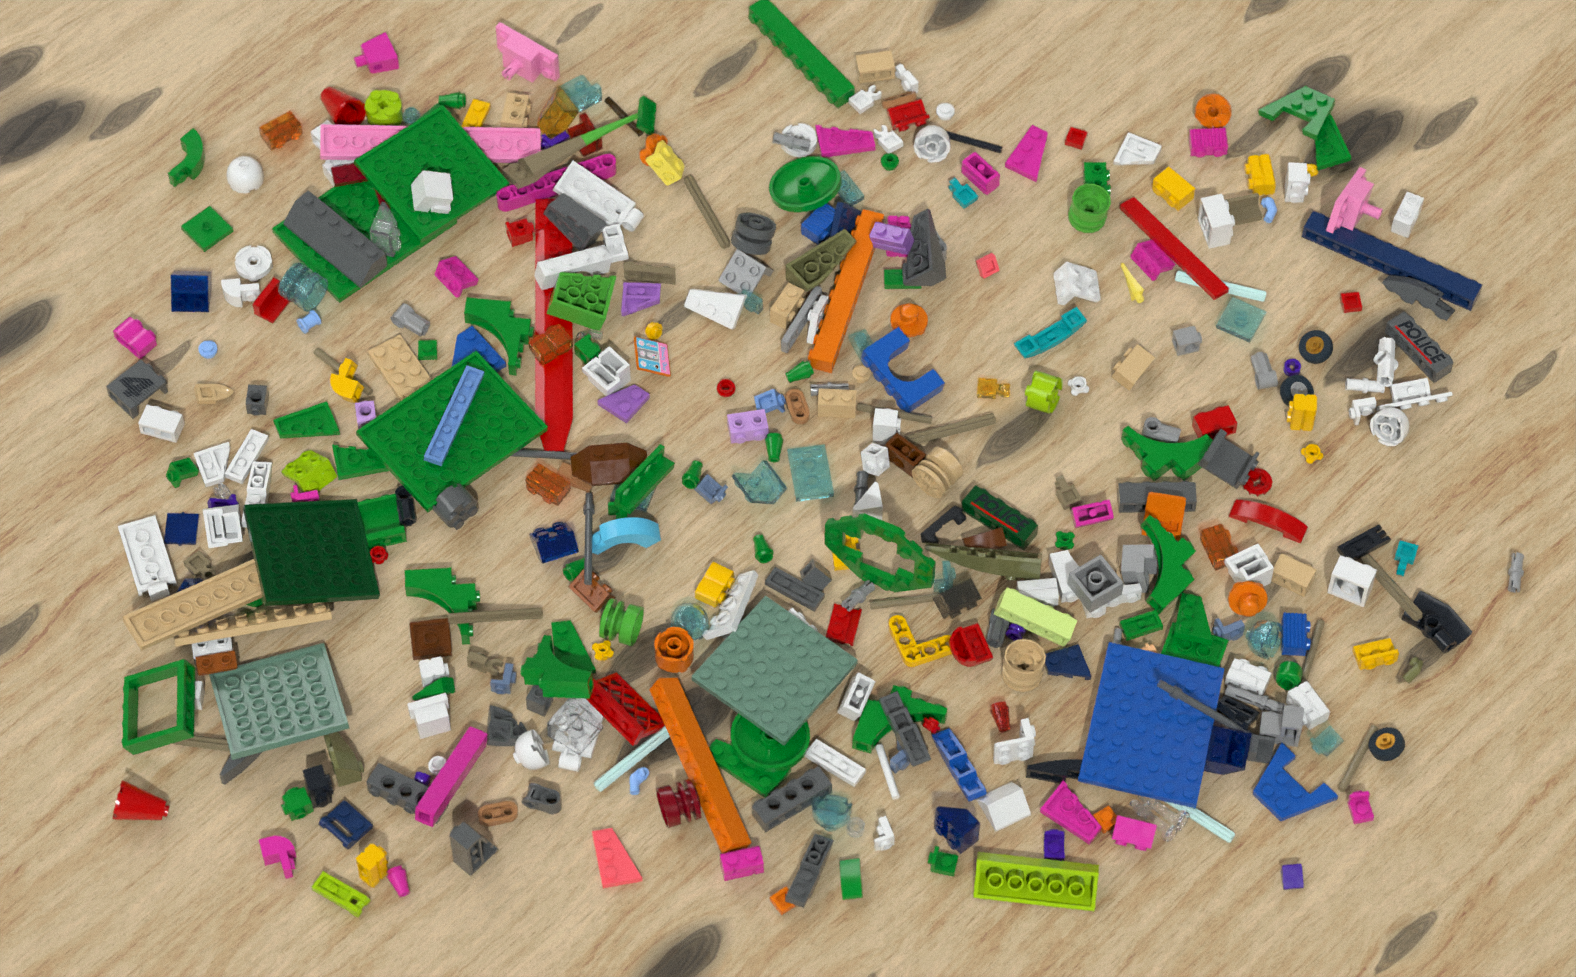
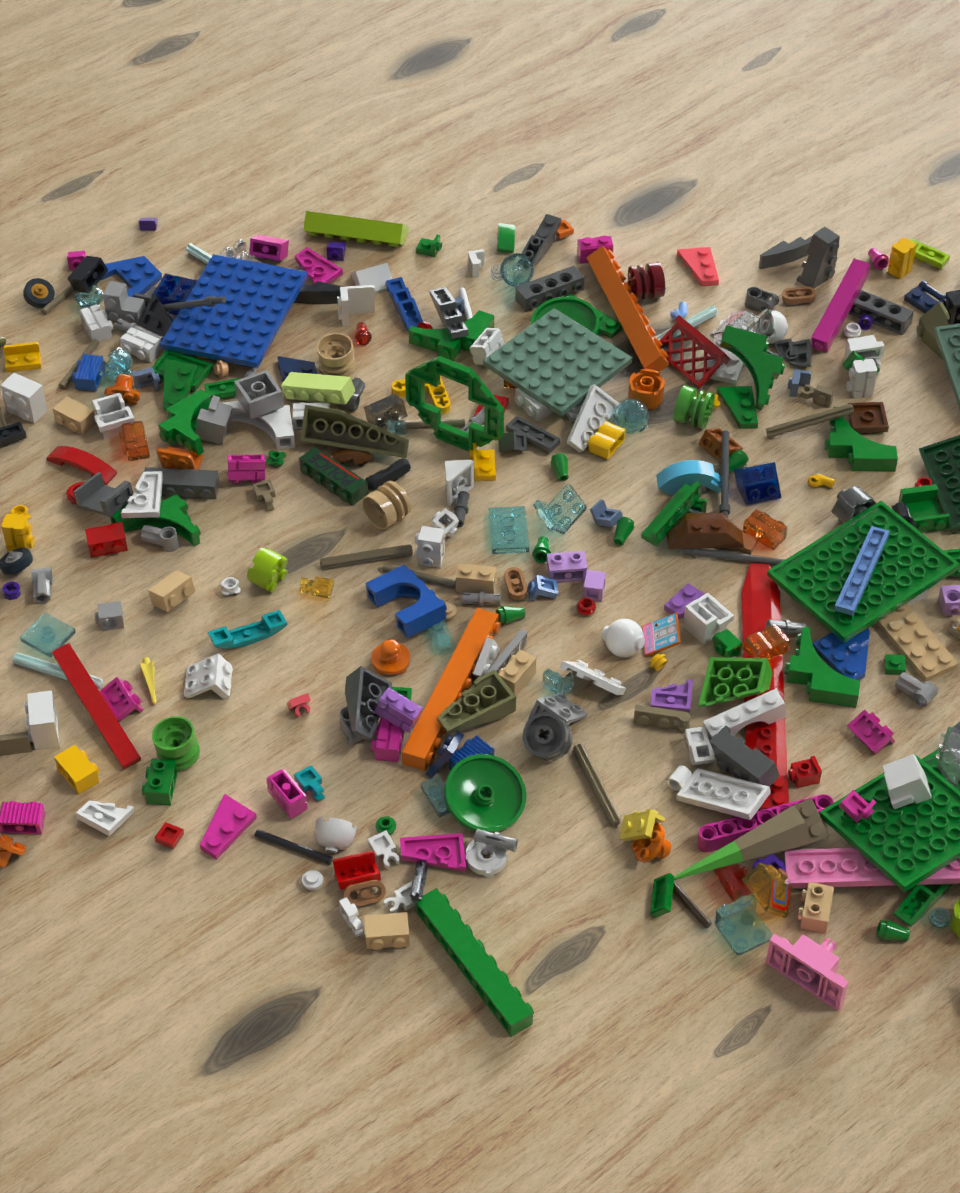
camera: 175 degrees left, 10 degrees down
(476, 114) = (863, 914): yellow plate -> none
(476, 174) = (856, 806): none -> dark pink bracket
(487, 556) = (819, 480): none -> yellow arm
(511, 878) = (784, 253): none -> dark grey slope
(531, 373) = (787, 626): none -> light grey pin
(687, 348) = (623, 638): none -> white brick
(719, 407) = (594, 585): none -> lavender brick
(835, 763) = (509, 311): white plate -> none
(854, 104) = (418, 881): none -> black axle
(904, 454) = (410, 521): reddish brown brick -> none
(957, 827) = (414, 254): clear blue slope -> none
(969, 646) = (381, 379): red slope -> none
(1106, 819) = (289, 263): orange plate -> none
(1184, 455) = (146, 498): none -> white wing
(1288, 675) = (104, 343): green head -> none
(1336, 766) = (87, 274): none -> black brick

